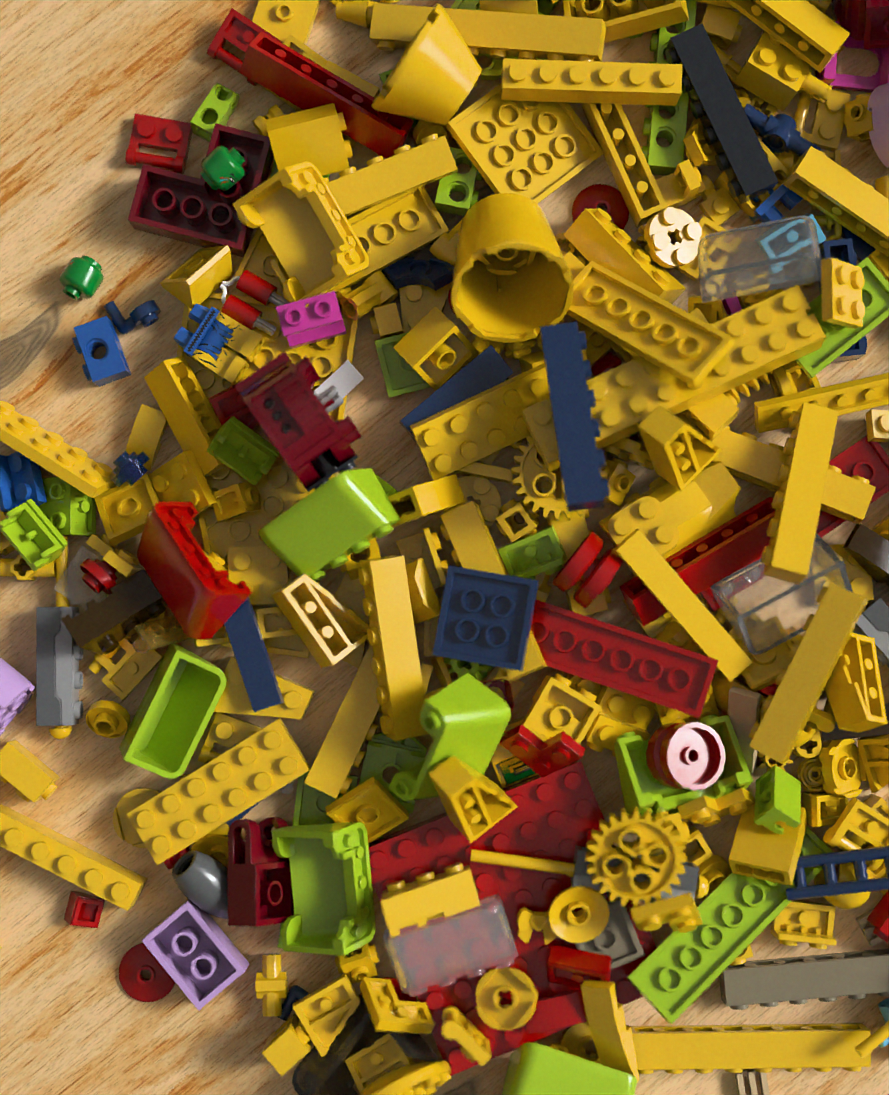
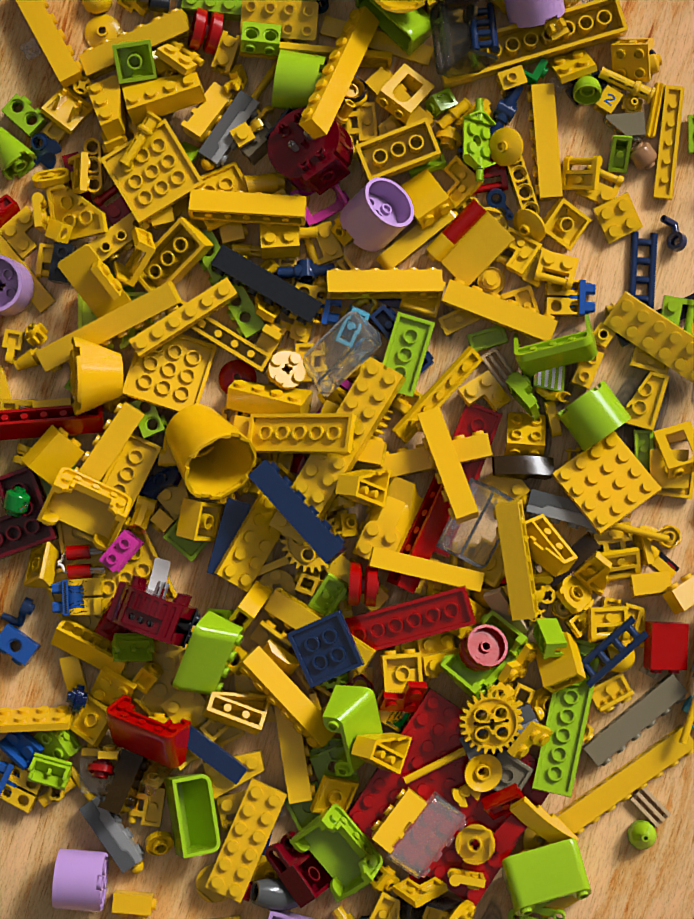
camera: 25 degrees left, 0 degrees up
(842, 293) = (396, 344): yellow plate -> none

